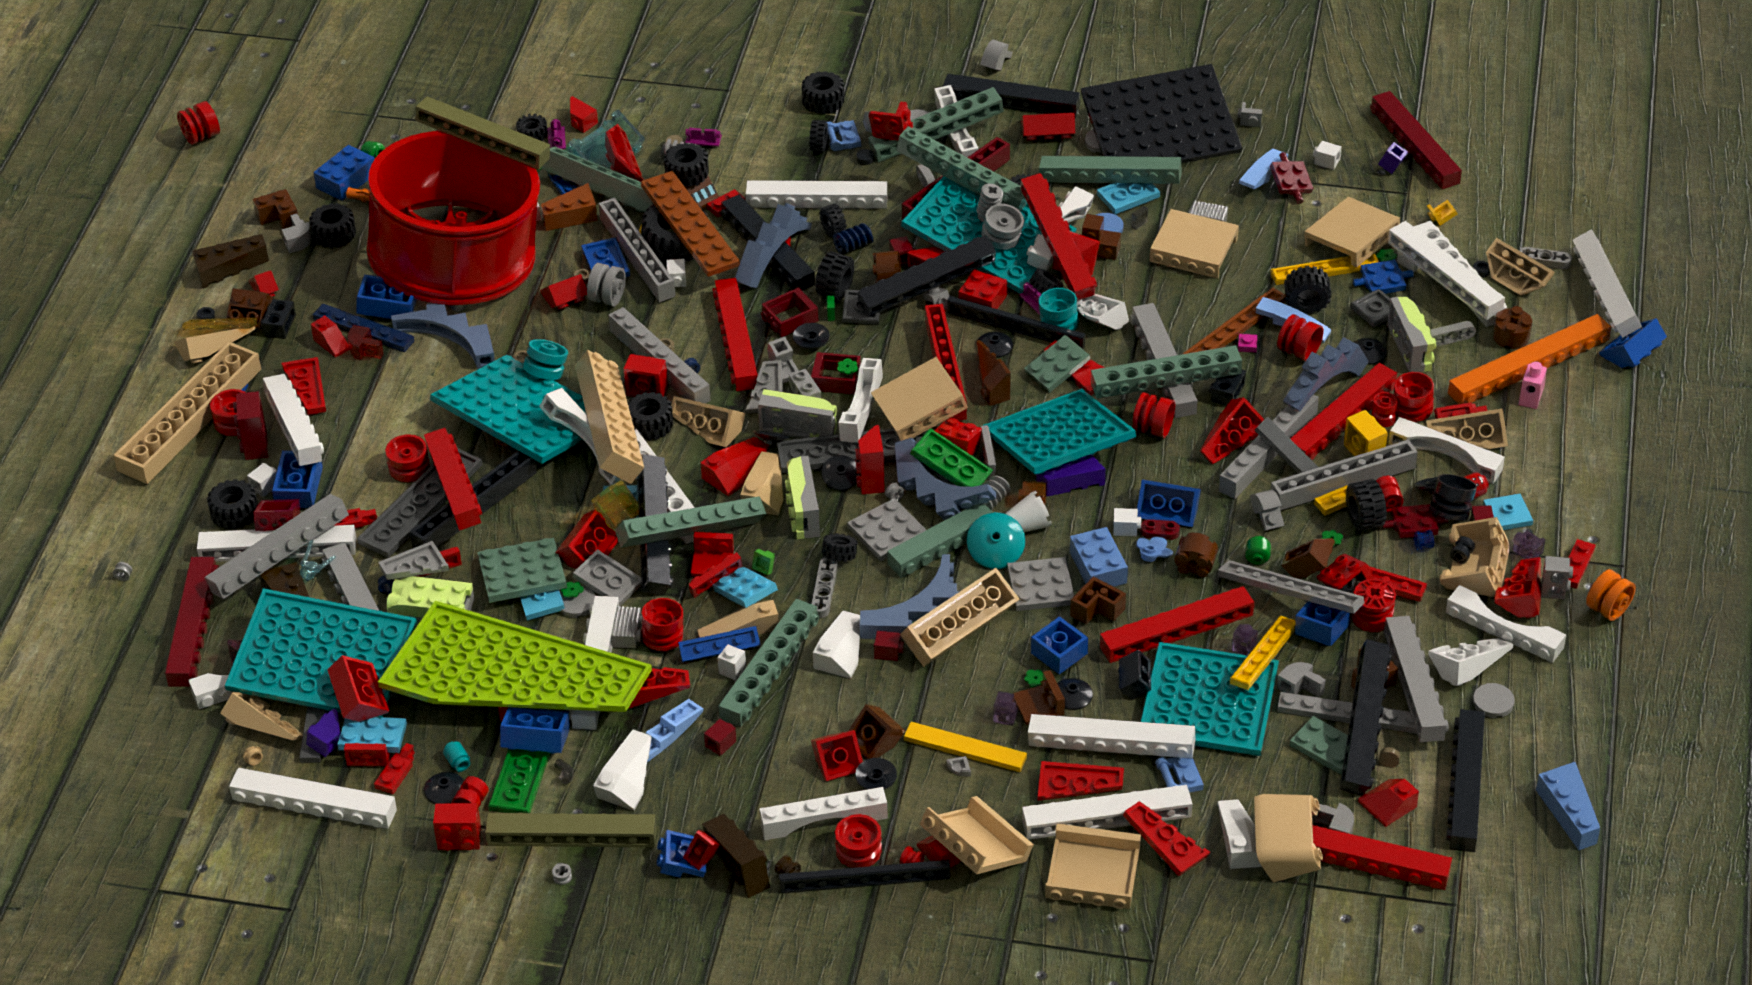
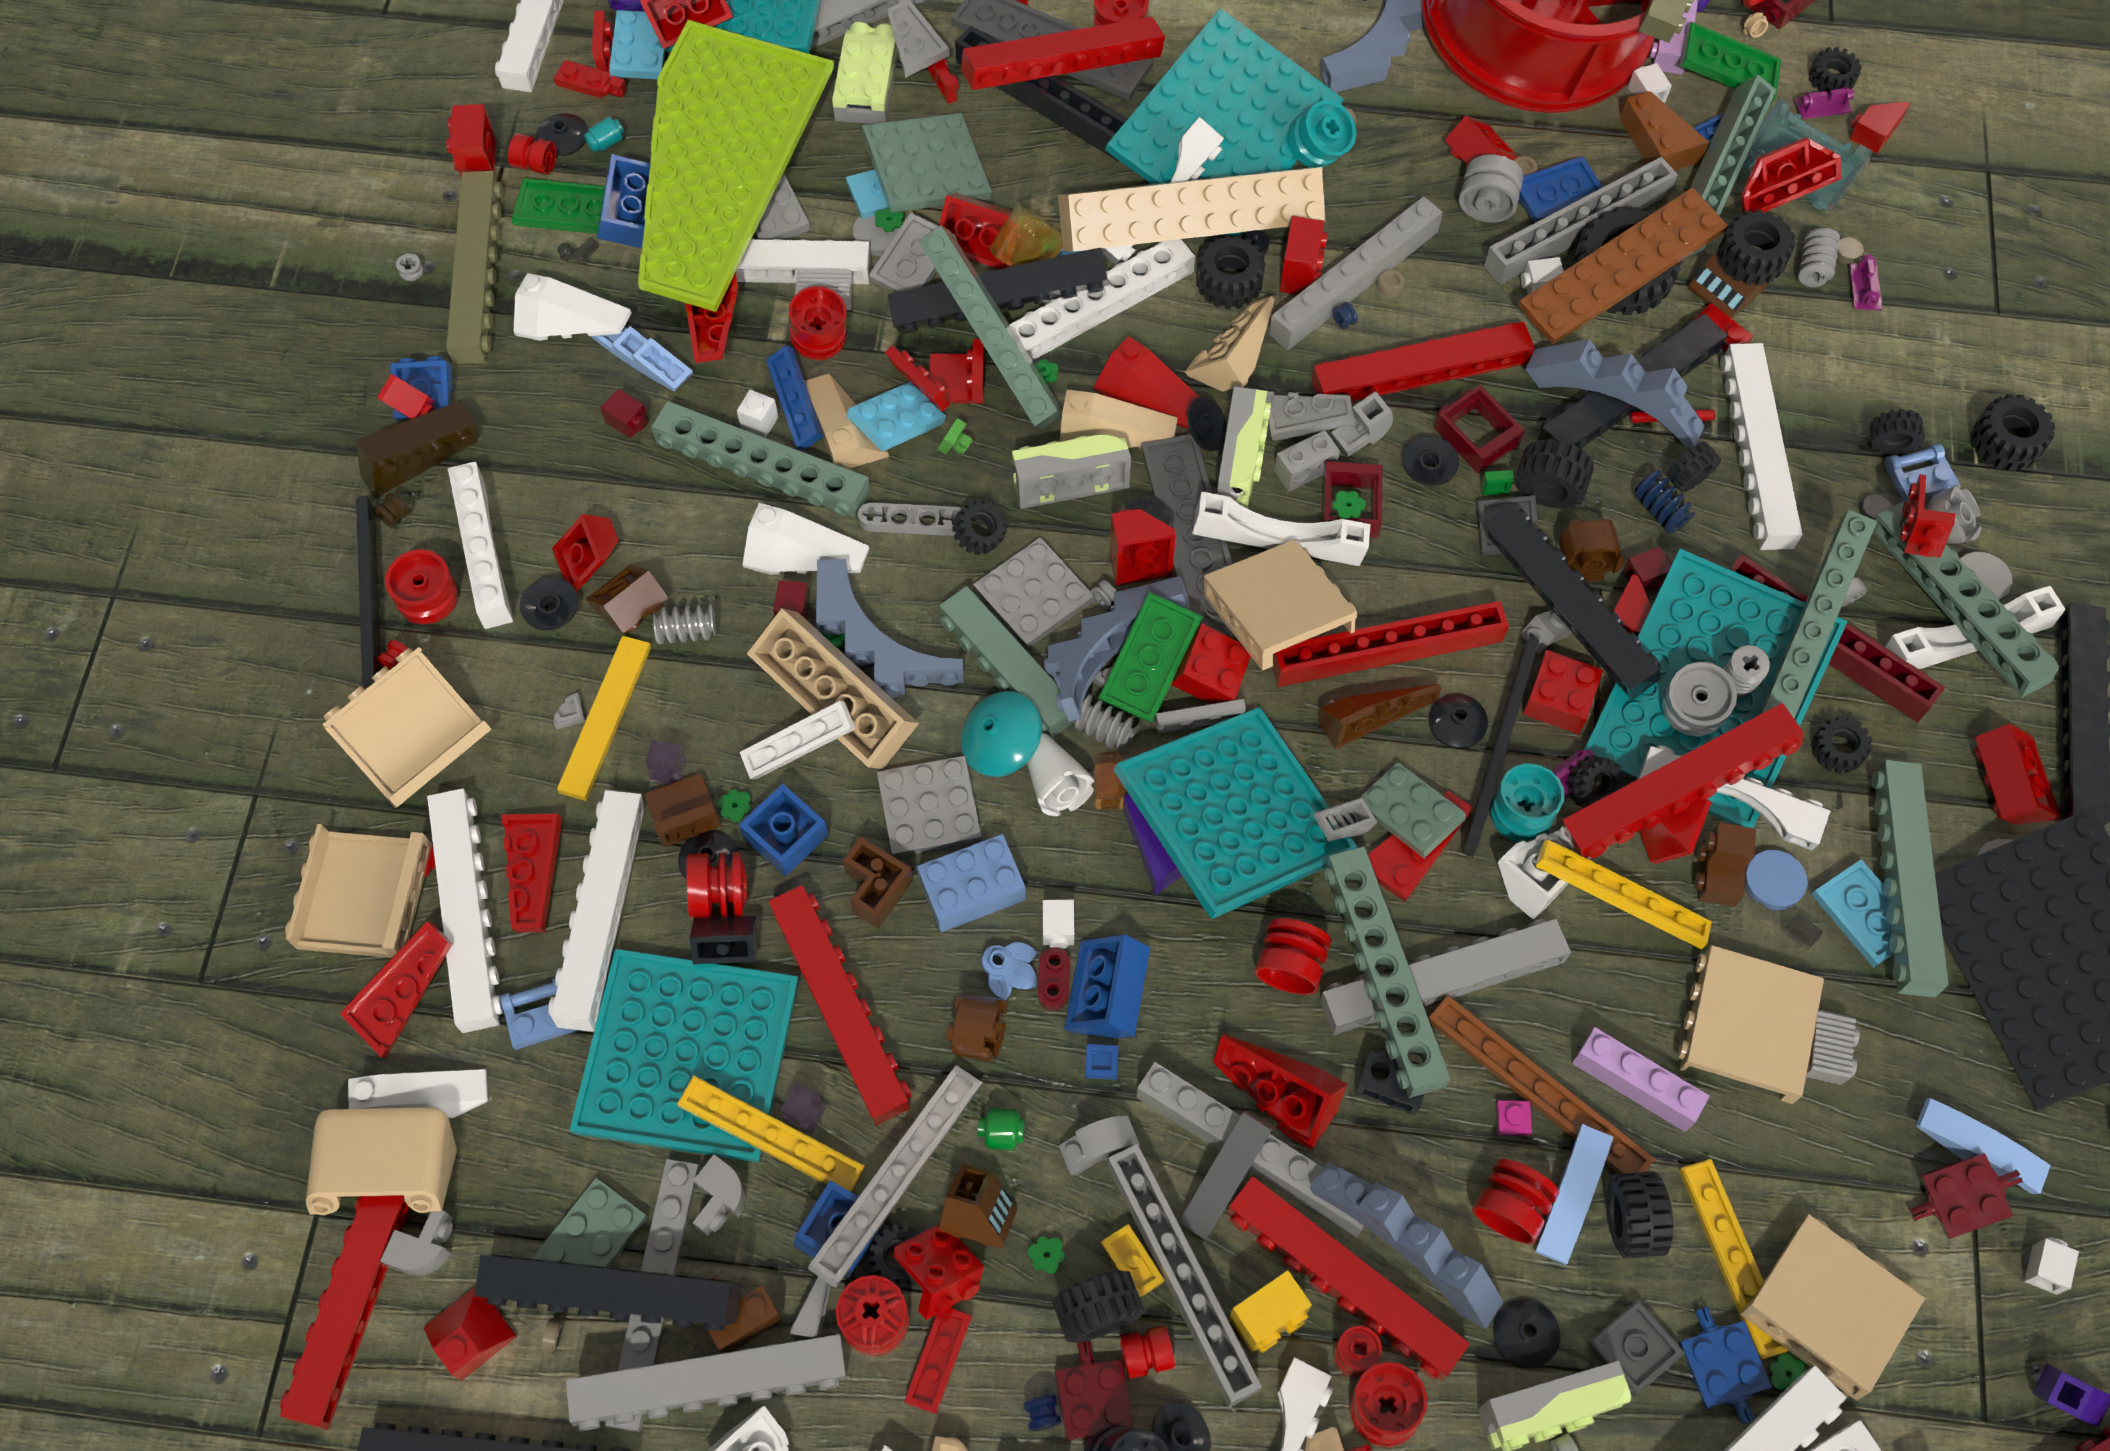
camera: 85 degrees right, 20 degrees up
(900, 698) = (684, 624): none -> light grey piece
(997, 634) = (797, 740): none -> white plate
(1063, 388) = (1357, 809): none -> light grey slope
(1099, 674) = (715, 885): none -> red wheel
(1116, 280) = (1624, 894): none -> yellow tile
(1215, 508) = (1101, 1062): none -> blue plate
(1227, 288) = (1641, 1079): none -> lavender brick
(1368, 632) = (812, 1314): none -> light grey slope

